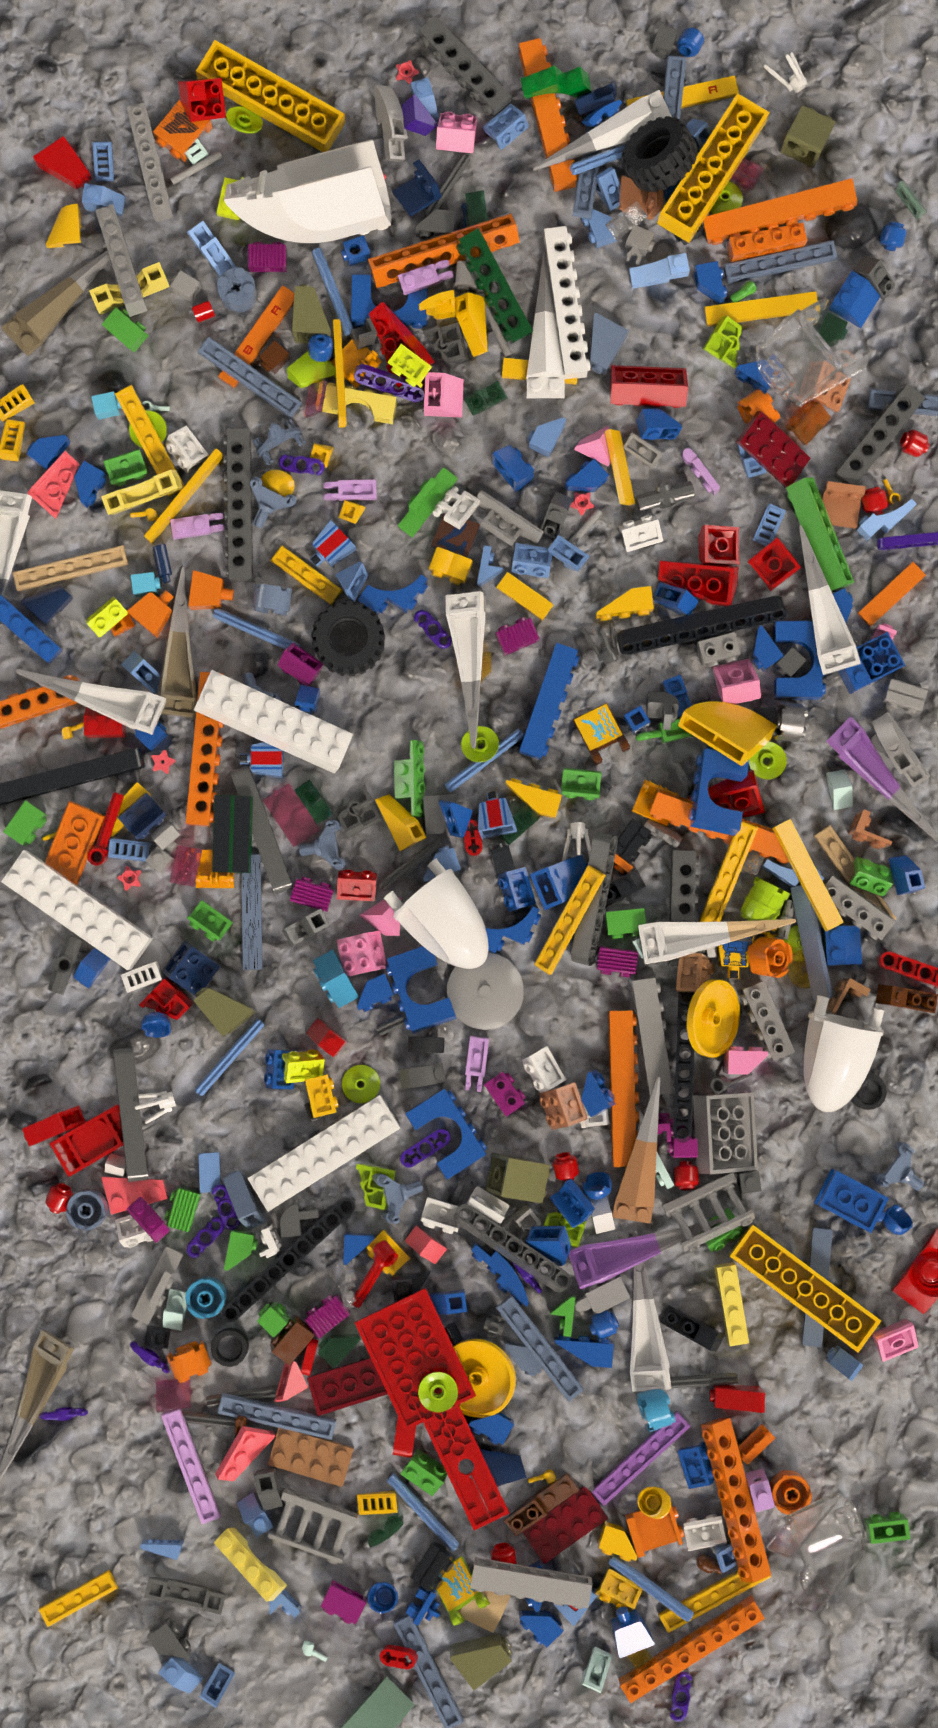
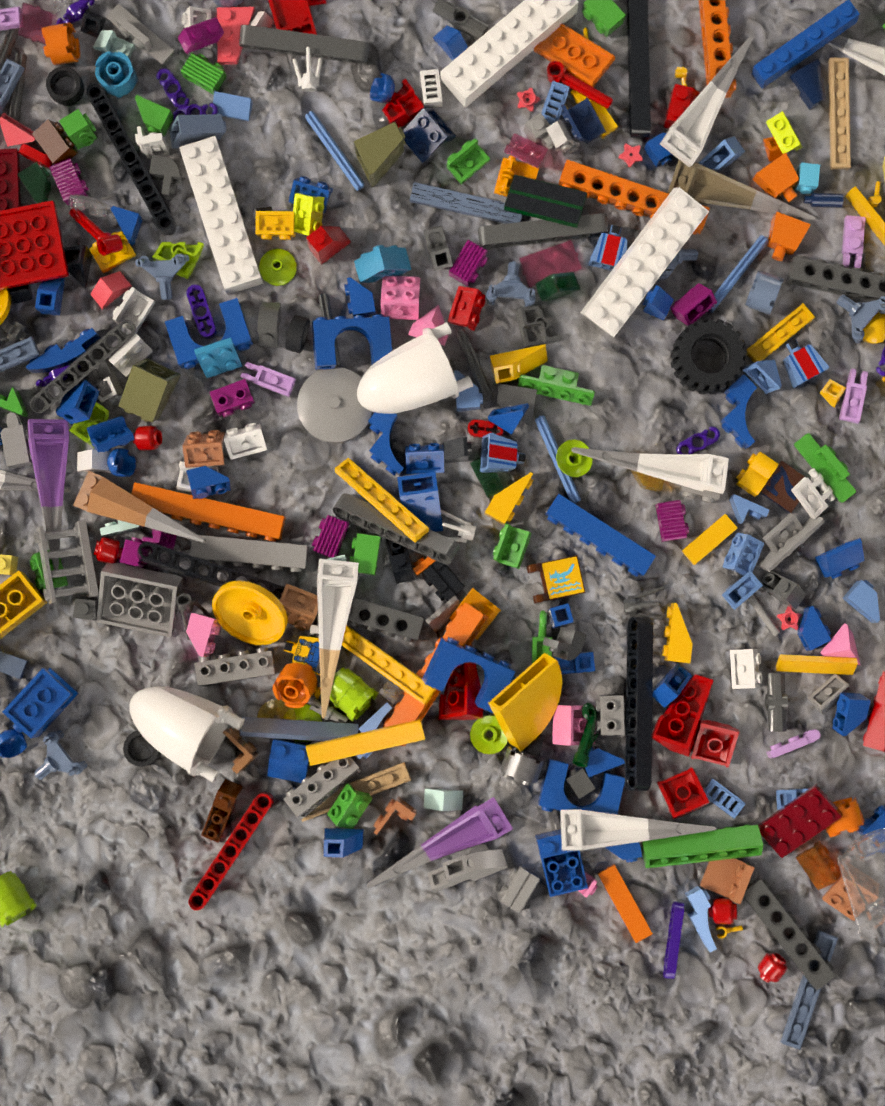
camera: 105 degrees right, 0 degrees up
(470, 1116) = (218, 357): none -> dark azure plate
(746, 665) = (582, 757): none -> dark green plant

